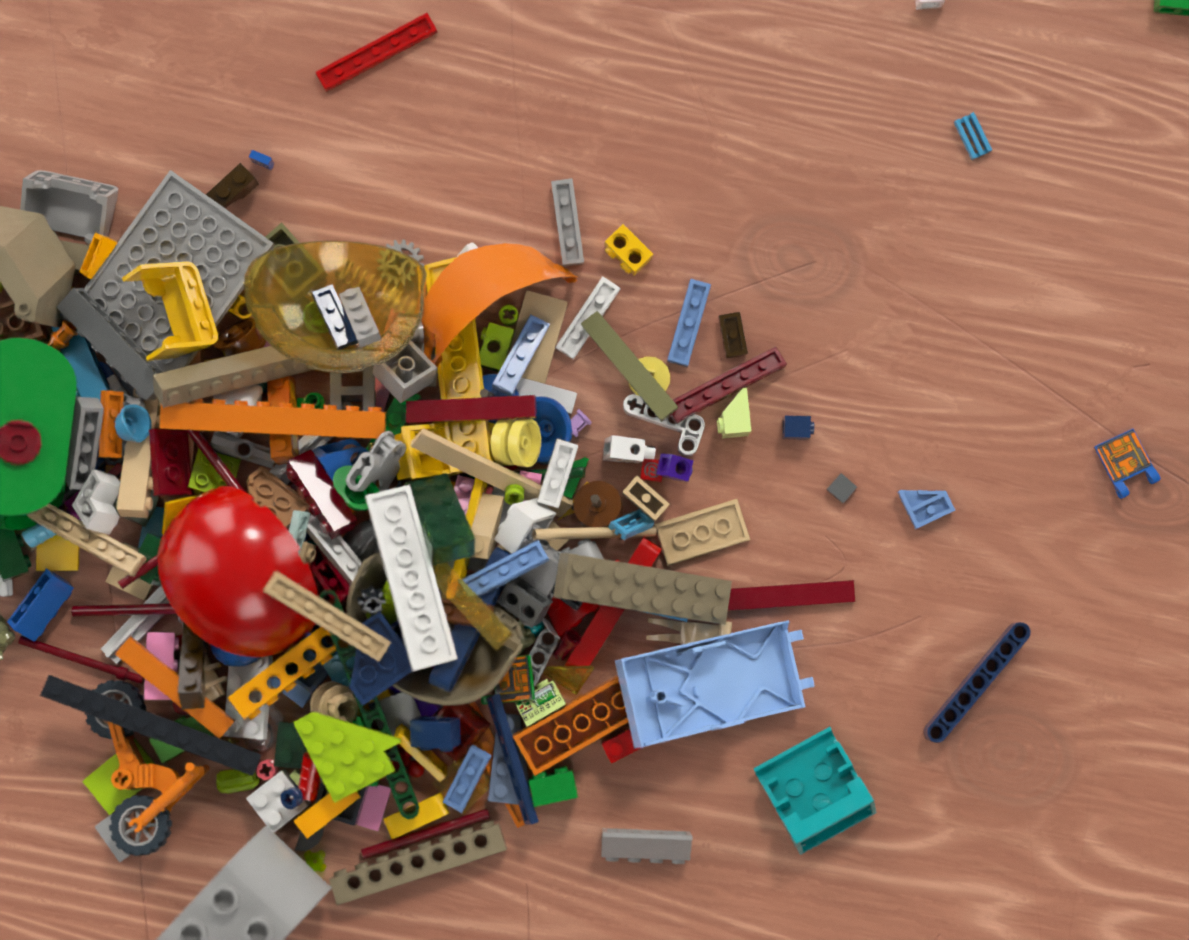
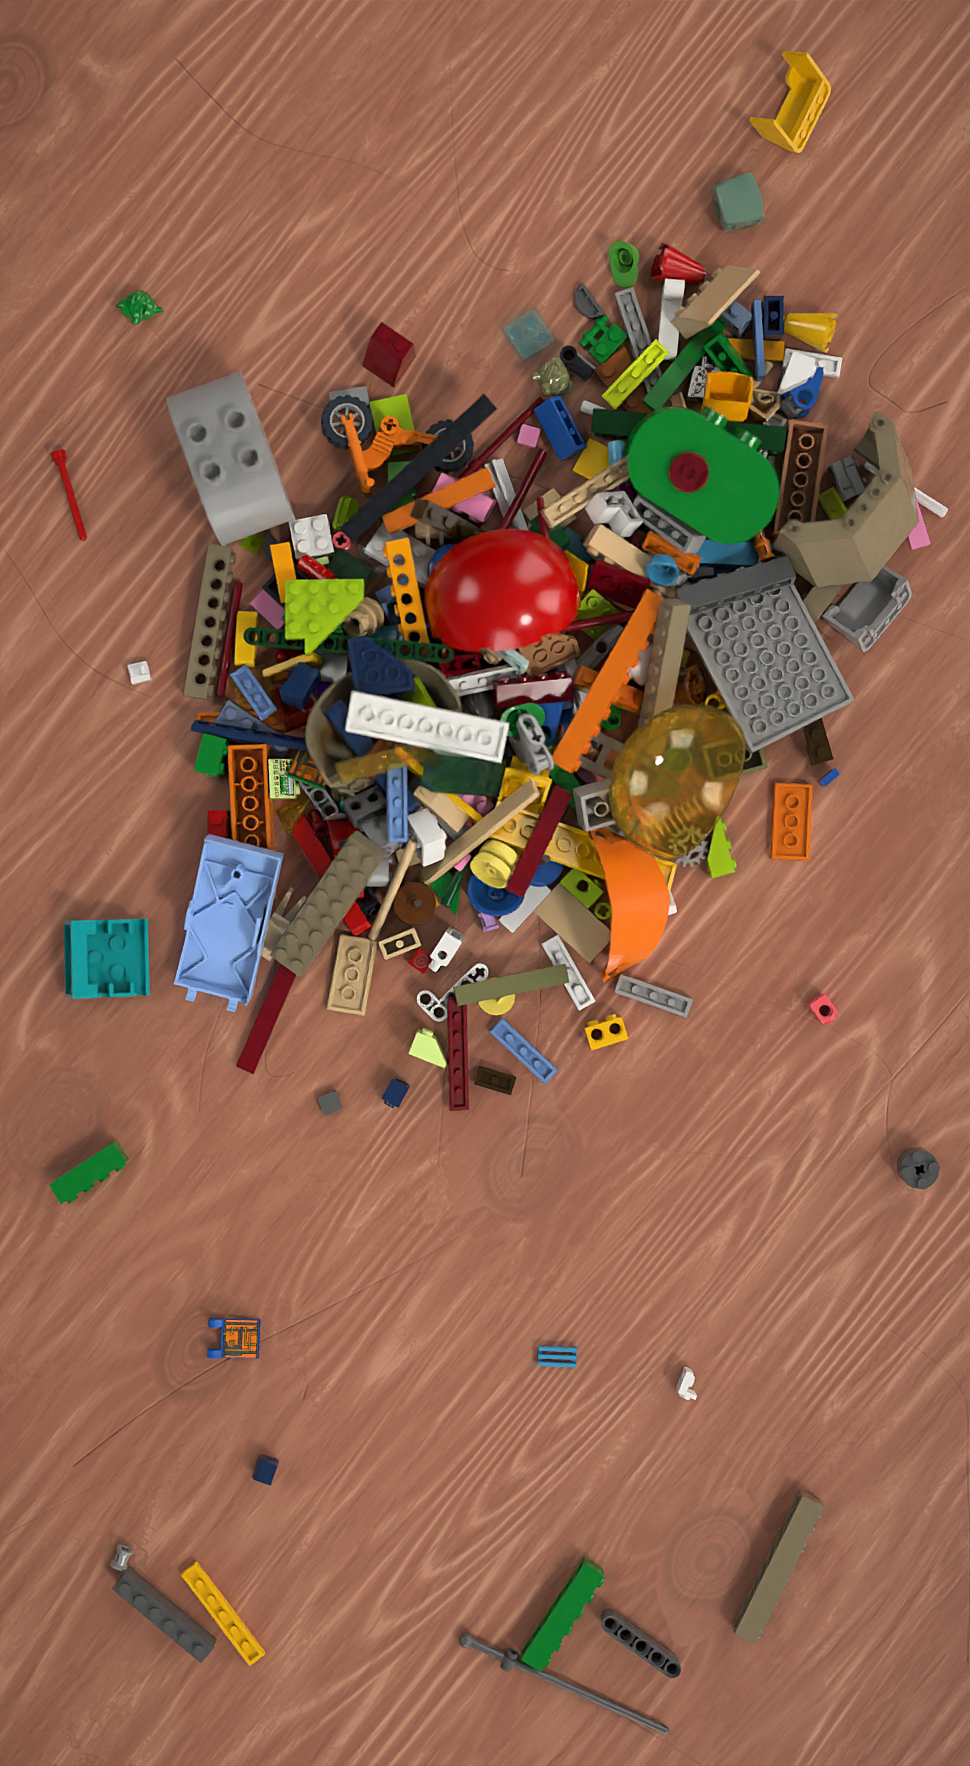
camera: 115 degrees right, 5 degrees up
(49, 819) = (388, 354): none -> dark red slope
(64, 634) = (528, 436): none -> bright pink tile
(97, 253) = (817, 610): light orange slope -> none
(184, 303) = (737, 657): yellow windscreen -> none
(287, 802) = (307, 544): dark blue bush -> none
(324, 175) = (791, 821): none -> orange tile
(327, 616) = (429, 646): tan tile -> none
(334, 317) = (667, 771): plate -> none
(359, 316) = (656, 791): light grey plate -> none
(375, 604) = (426, 687): black gear -> none
(376, 52) = (871, 913): red tile -> none
(397, 226) = (718, 858): none -> lime slope
(494, 59) = (815, 1004): none -> coral brick
(506, 909) = (139, 672): none -> white tile
(518, 494) = (454, 841): lime bush -> none
(520, 355) = (563, 903): tile -> none
(557, 473) = (453, 883): white tile -> none
(621, 550) = (369, 903): none -> black bracket
(634, 526) = (381, 922): dark azure tile -> none
(646, 844) = (132, 805): light grey slope -> none
(667, 466) = (417, 974): dark purple brick -> none
(925, 505) = (281, 1161): medium blue wing -> none
(986, 677) = (124, 1138): dark blue beam -> none
(1040, 695) = (89, 1172): none -> green brick

